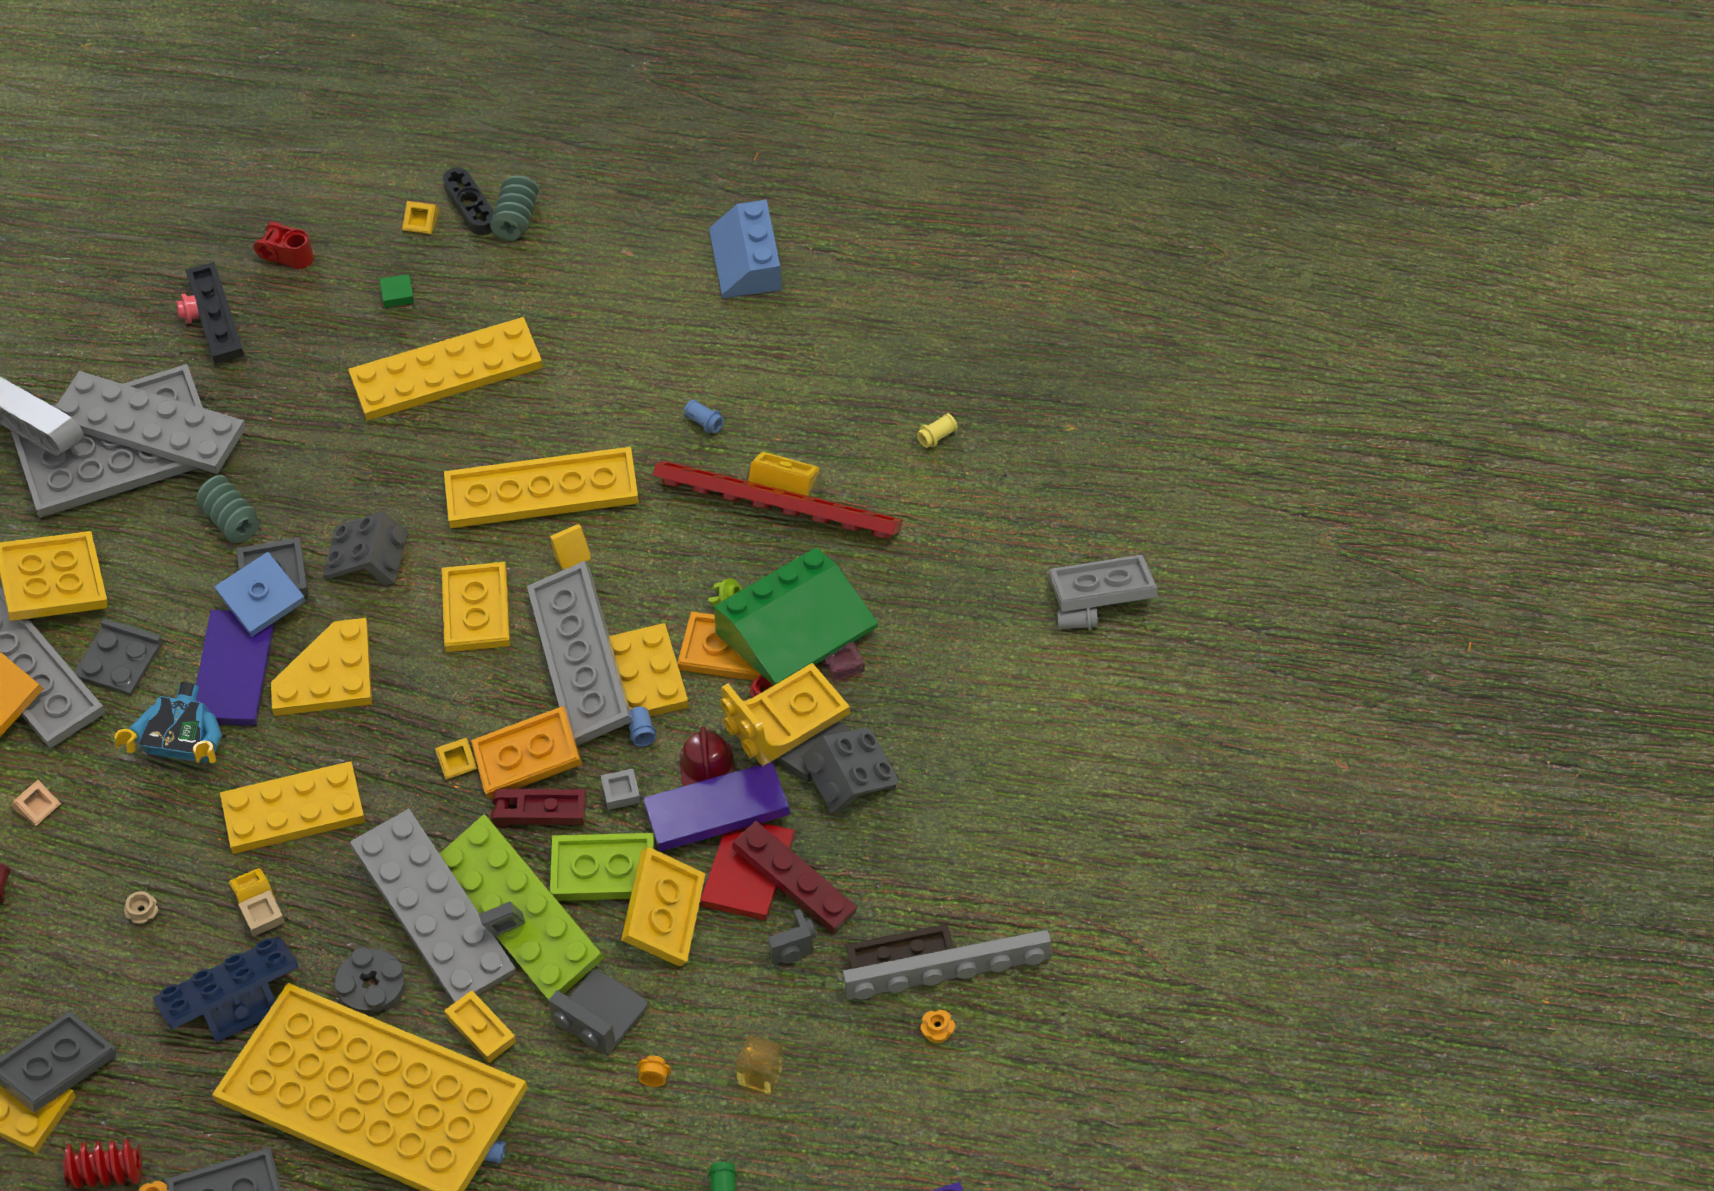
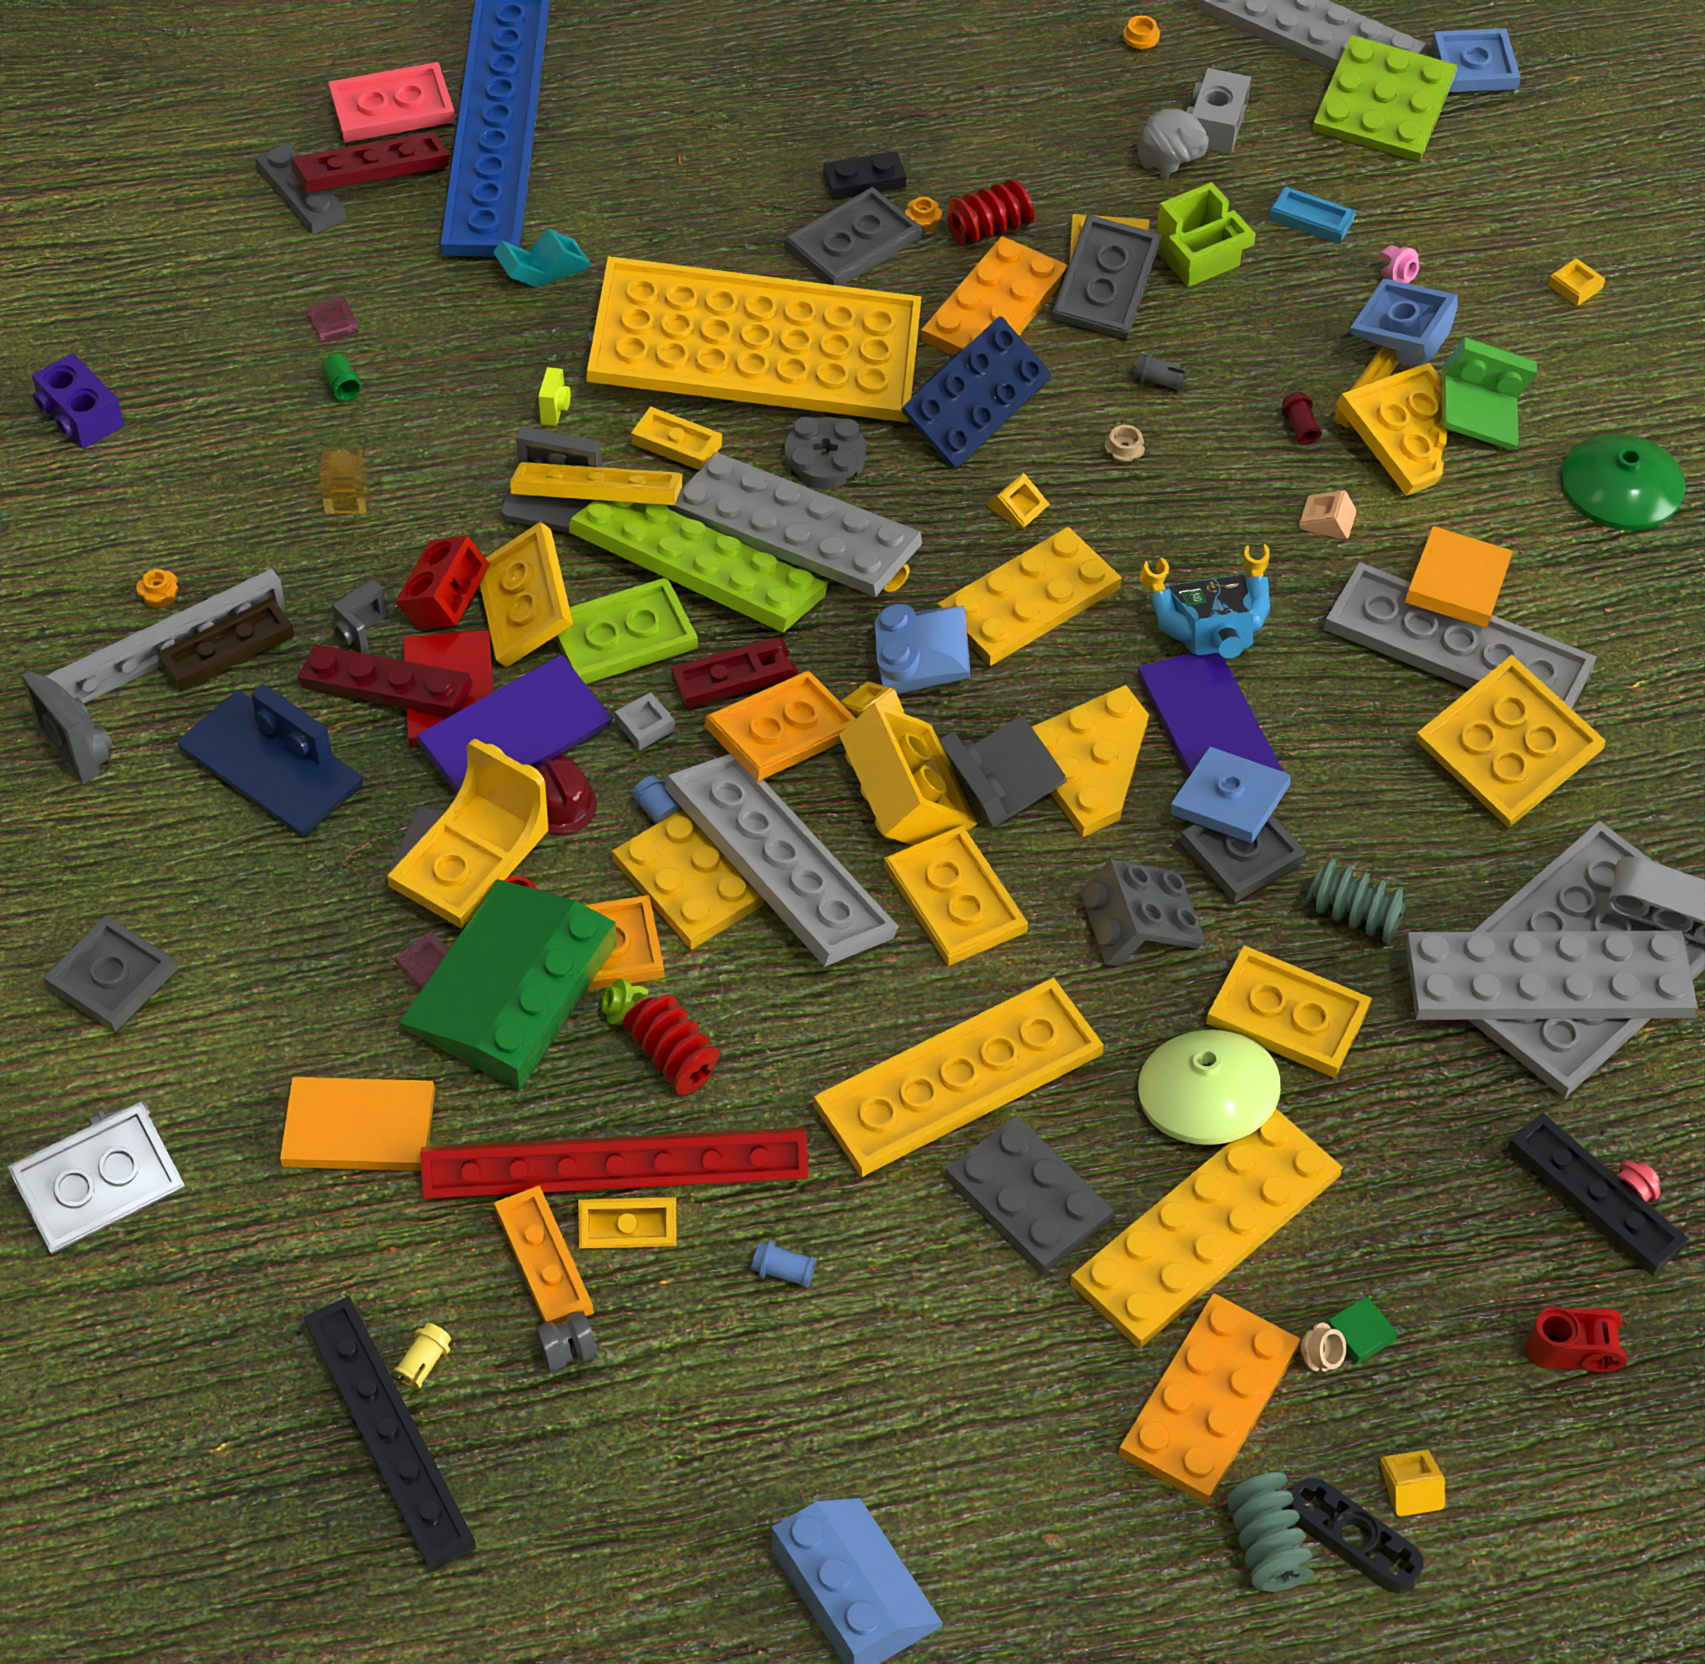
camera: 155 degrees right, 0 degrees up
(76, 968) = (1159, 371): none -> dark grey pin
(118, 657) = (1360, 698): dark grey piece -> none
(151, 1084) = (1005, 283): none -> light orange plate
(261, 913) = (986, 473): tan plate -> none
(316, 463) = (1289, 1011): none -> yellow plate
(395, 450) = (1209, 1087): none -> yellowish green dish
(395, 777) = (921, 647): none -> medium blue slope
(397, 666) = (1004, 769): none -> dark grey bracket
(426, 283) = (1323, 1348): none -> tan plate
(463, 685) = (905, 776): none -> yellow slope
(501, 285) = (1209, 1398): none -> light orange plate
(502, 918) = (698, 510): dark grey tile -> none
(538, 415) = (1029, 1194): none -> dark grey plate
(553, 974) = (596, 483): none -> yellow tile
(559, 1097) = (553, 396): none -> neon yellow plate
(570, 547) = (872, 1004): yellow slope -> none
(653, 1071) = (463, 452): light orange plate -> none
(708, 552) = (672, 1042): none -> red piece
(717, 934) = (442, 583): none -> red brick
(844, 461) = (543, 1256): none -> light orange plate
(848, 767) = (356, 818): dark grey bracket -> none
(850, 408) = (555, 1346): none -> dark grey wheel
(900, 847) = (273, 757): none -> dark blue bracket
(926, 577) = (357, 1123): none -> light orange tile
(971, 398) = (390, 1434): none -> black plate
(1038, 899) = (67, 726): none -> dark grey slope
(1058, 719) = (110, 973): none -> dark grey plate

